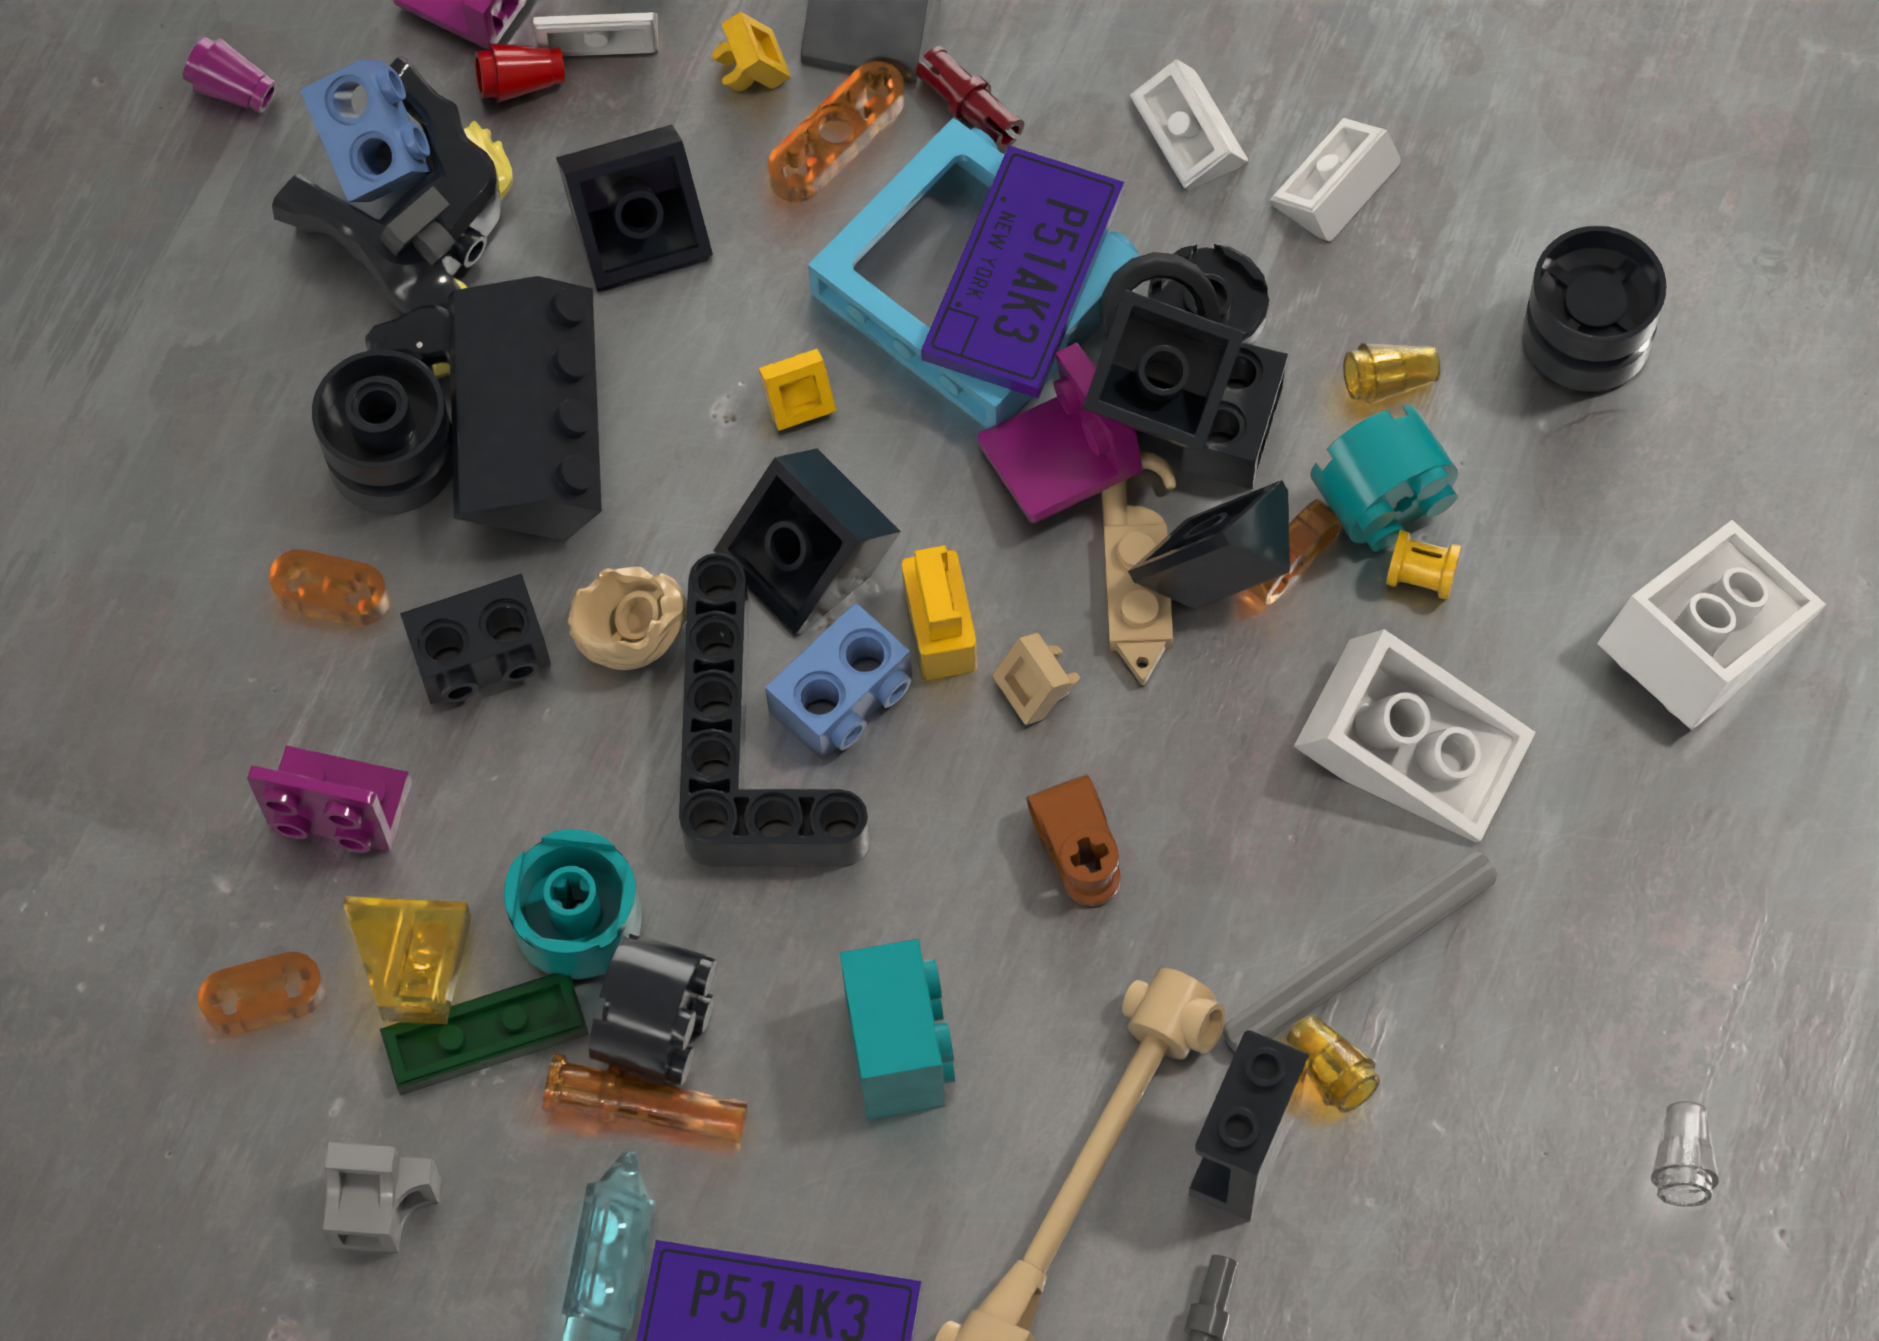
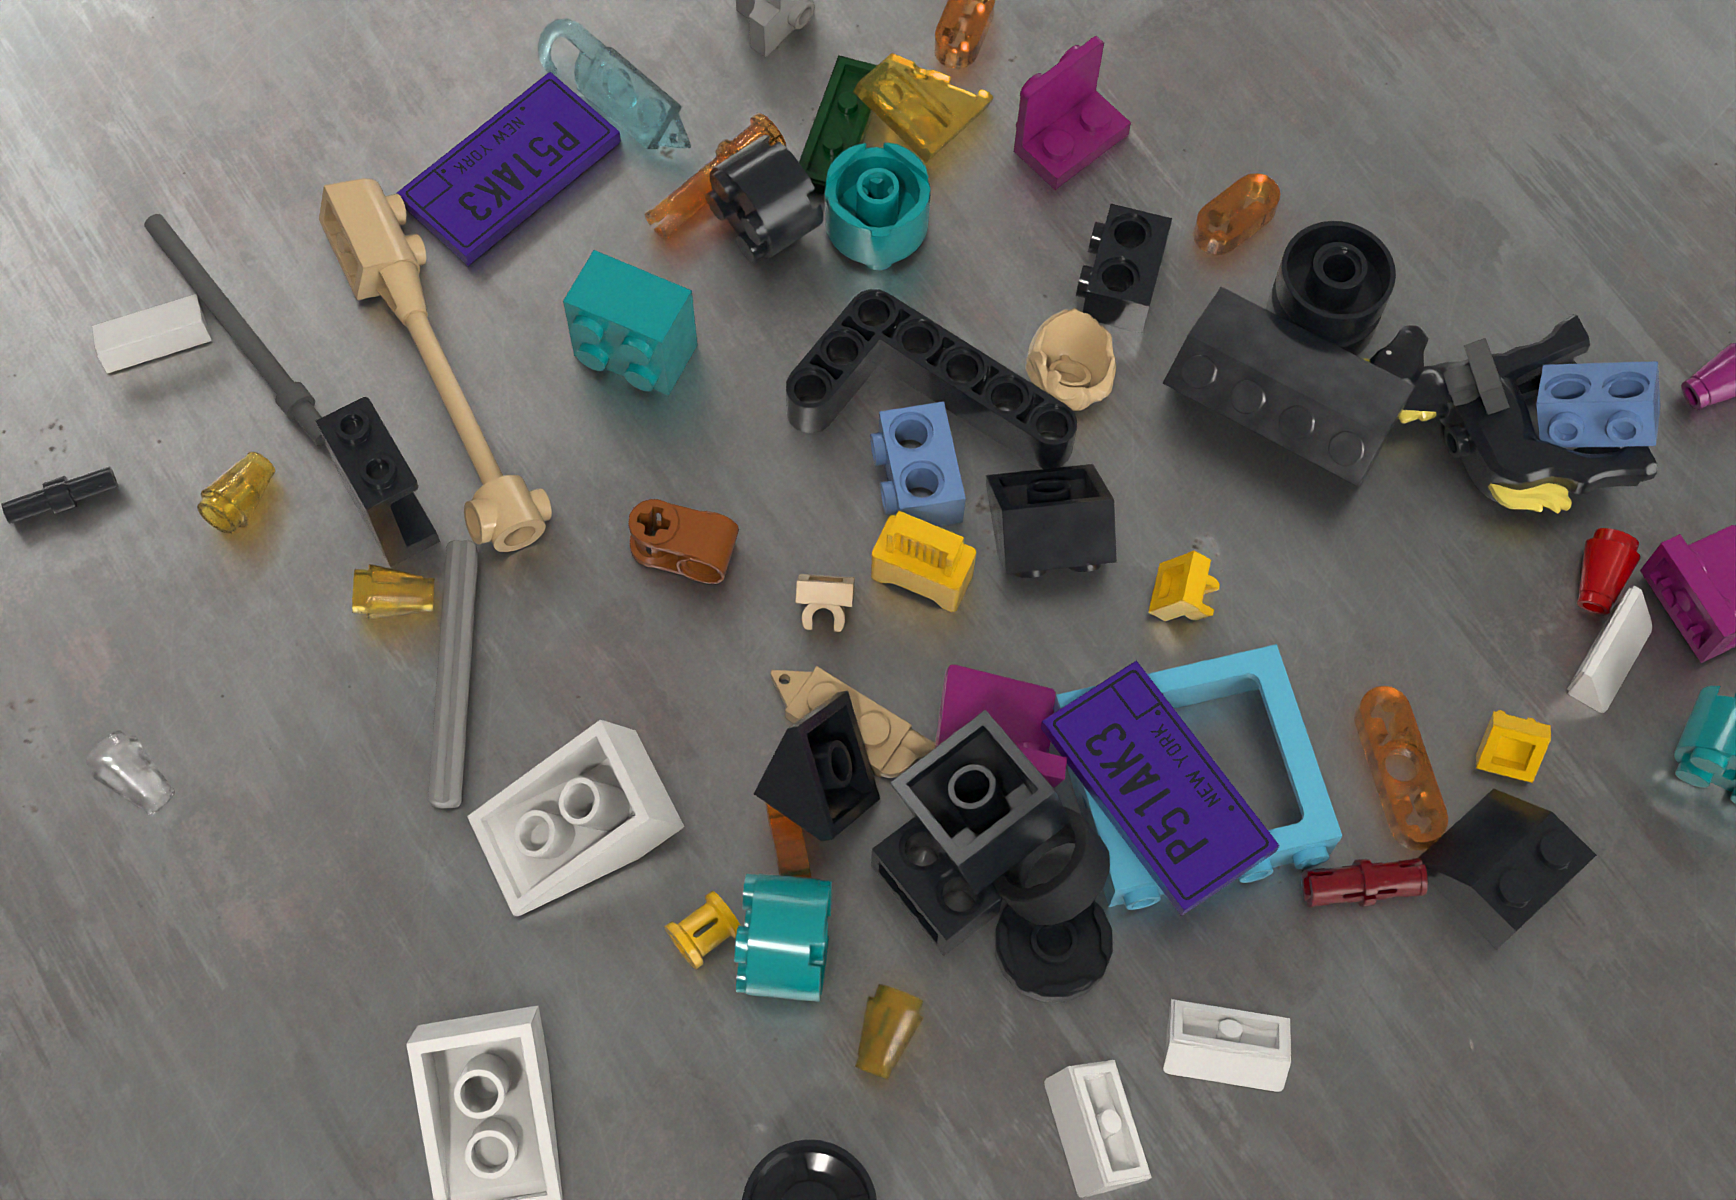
camera: 120 degrees right, 0 degrees up
(635, 206) = (1425, 574): black slope -> none
(1347, 1291) = (236, 493): none -> clear yellow cone

